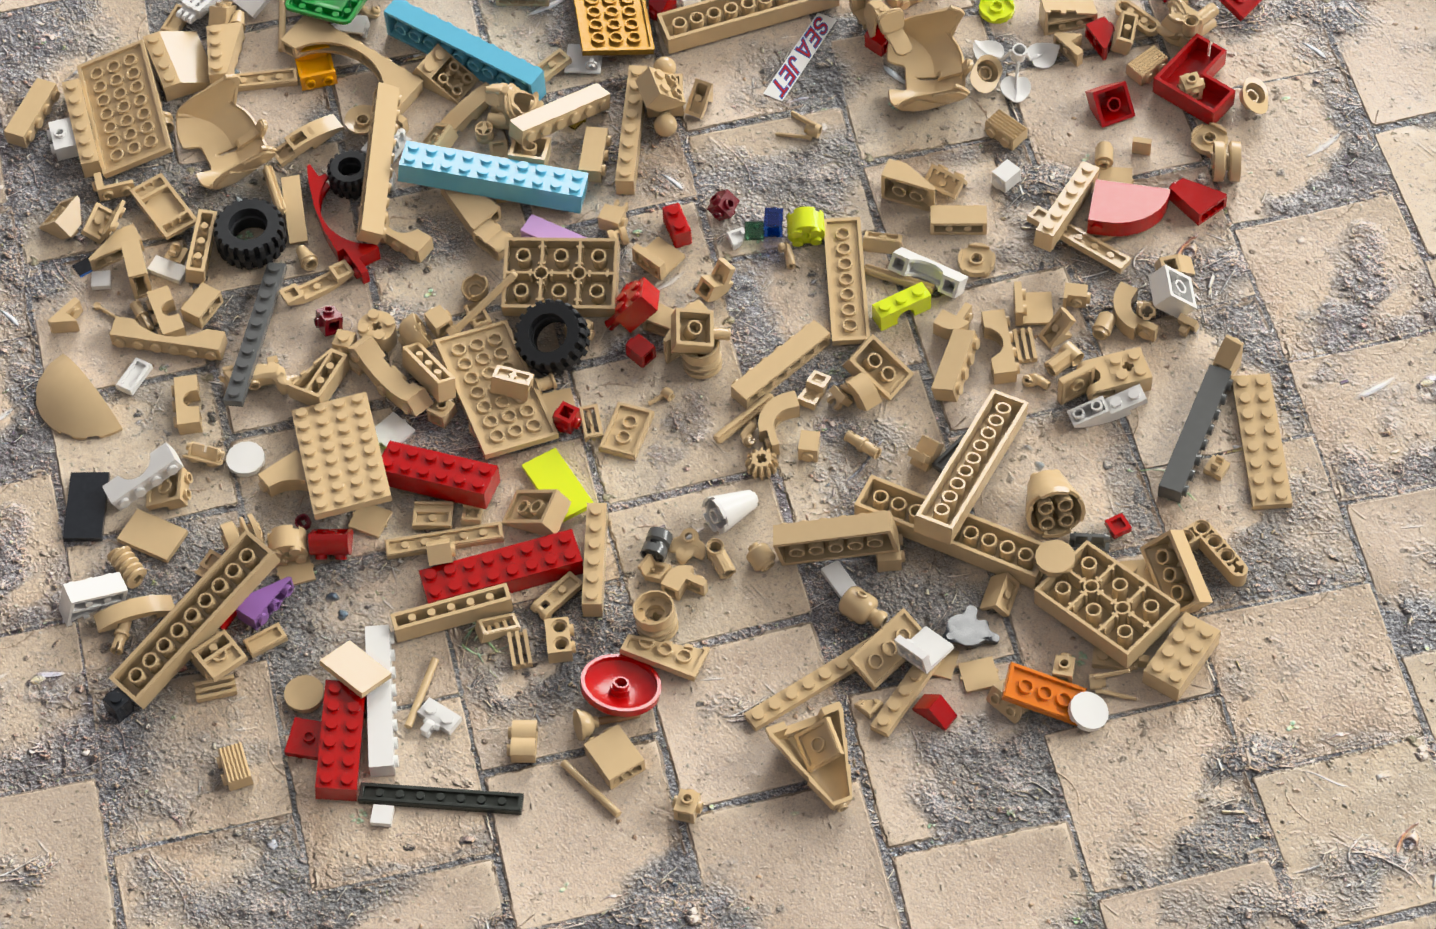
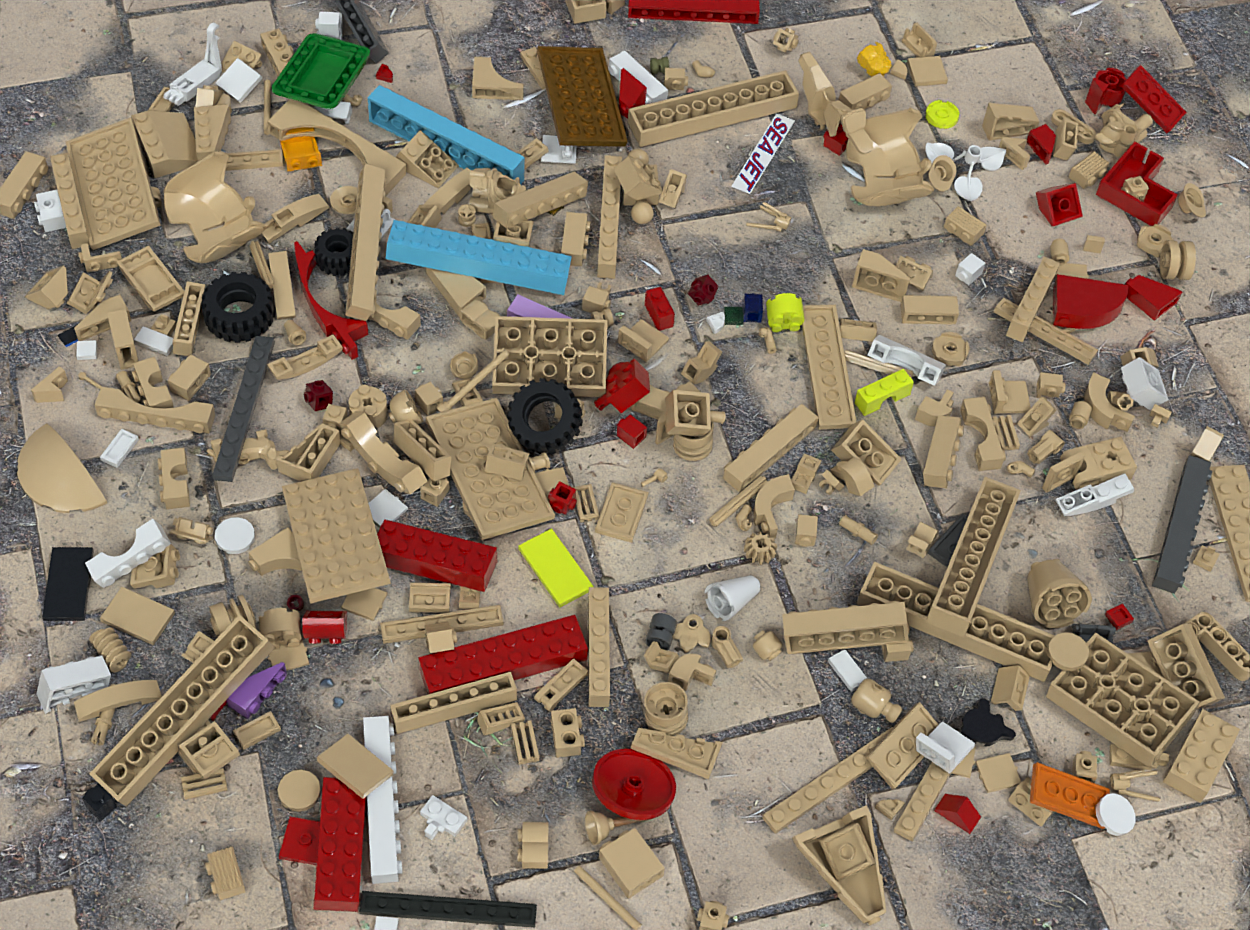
camera: 10 degrees left, 0 degrees up
(421, 692) = (423, 790): tan bar -> none
(537, 511) = (537, 594): tan slope -> none

